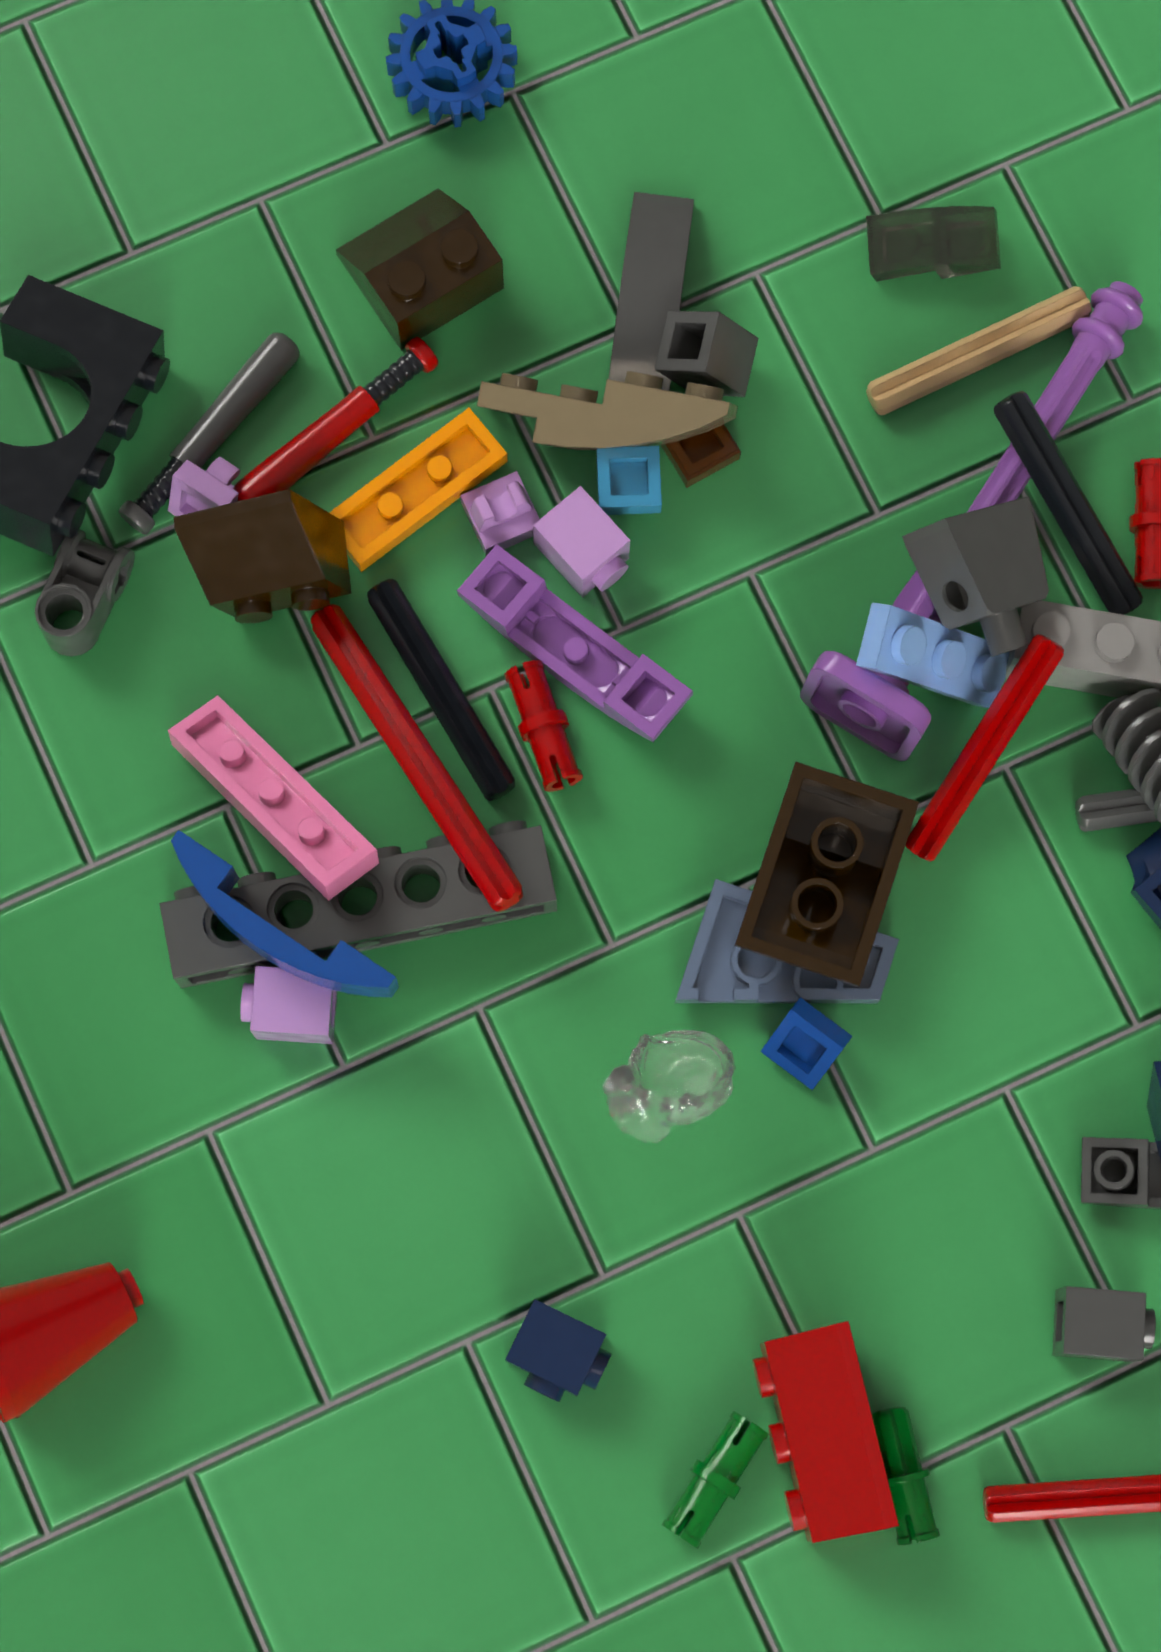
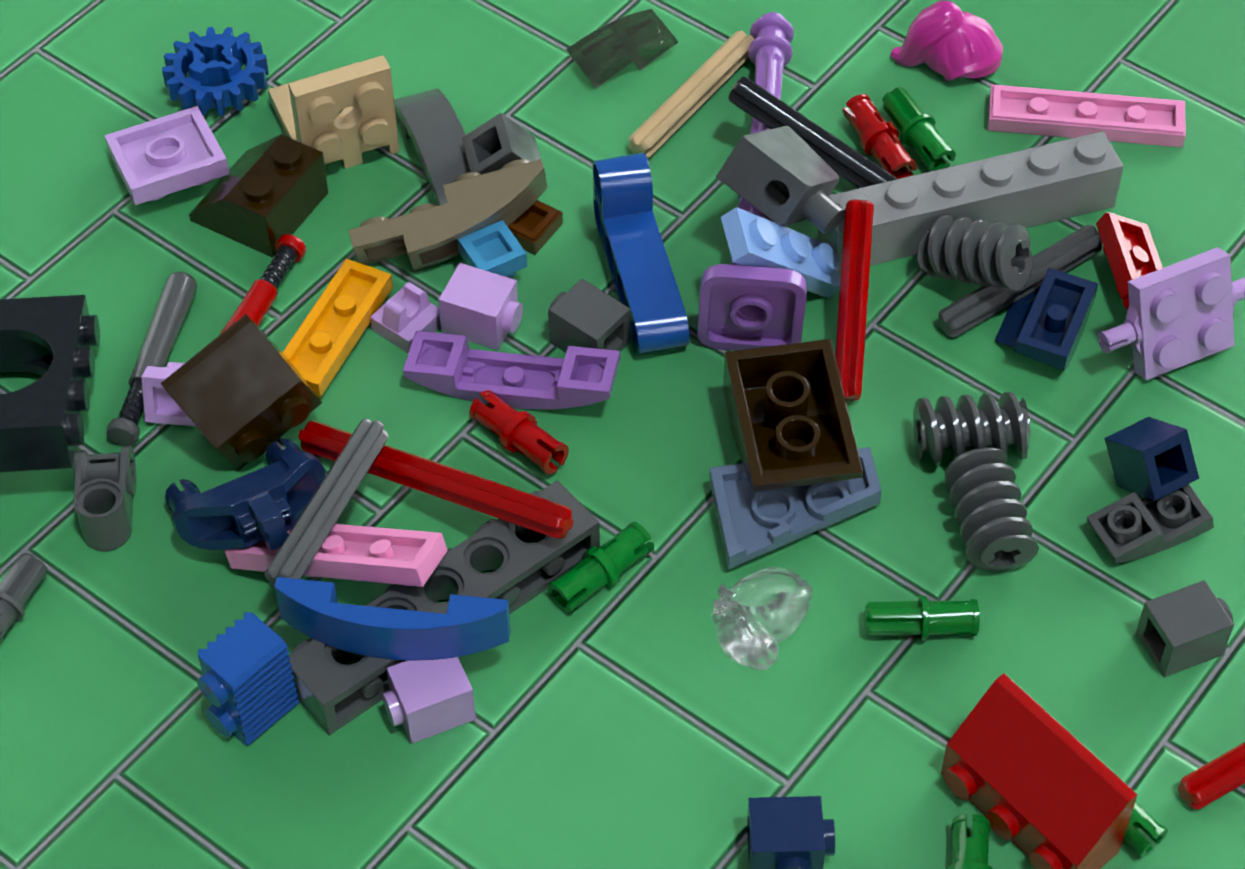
camera: 25 degrees left, 25 degrees down
(109, 910) = (247, 679): none -> blue brick
(220, 697) = (249, 507): none -> dark blue connector
(284, 744) = (328, 502): none -> dark grey axle
(342, 160) = (167, 155): none -> lavender plate
(441, 689) = (419, 439): black axle -> none
(543, 936) = (600, 567): none -> green pin
(553, 215) = (362, 94): none -> tan bracket
(686, 624) = (588, 319): none -> dark grey brick
(785, 566) = (637, 253): none -> blue beam
(806, 1043) = (845, 544): blue plate -> none
(838, 1167) = (922, 618): none -> green axle
(977, 1084) = (990, 510): none -> dark grey piece
(1023, 971) = (971, 425): none -> dark grey piece

